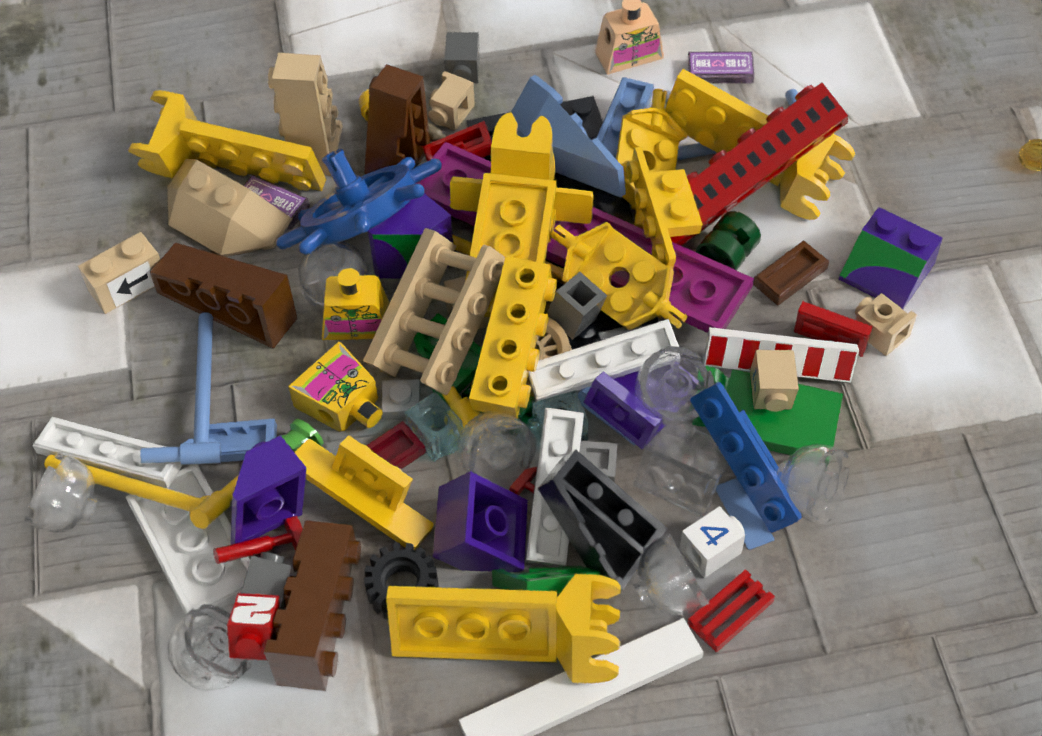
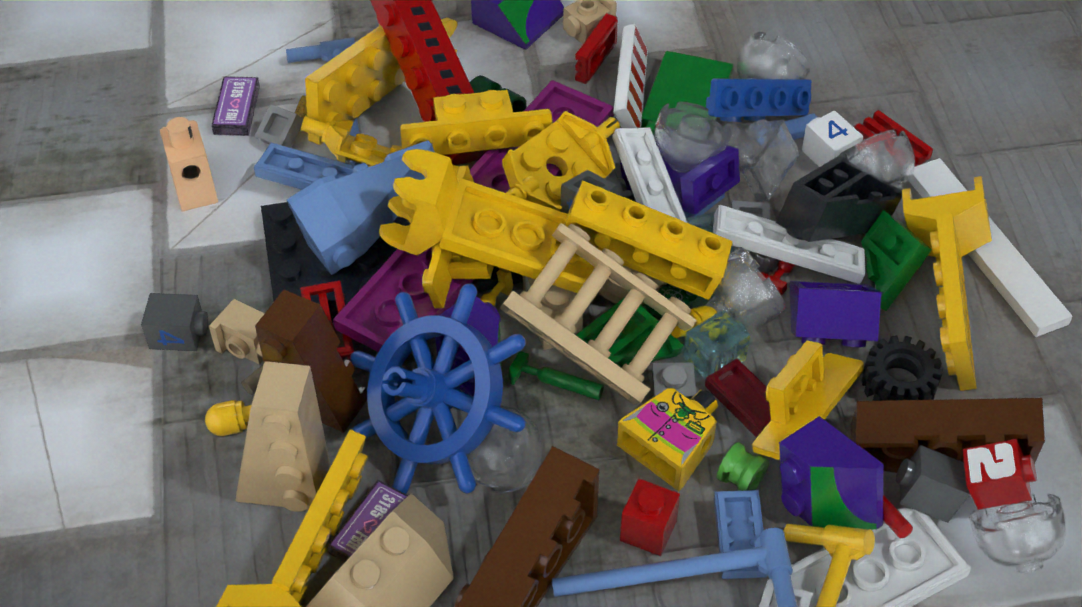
camera: 90 degrees left, 5 degrees down
(253, 372) = (649, 517): none -> red brick
(353, 306) = (565, 406): yellow torso -> none
(774, 379) = (667, 79): tan brick -> none
(790, 272) = (517, 74): reddish brown tile -> none

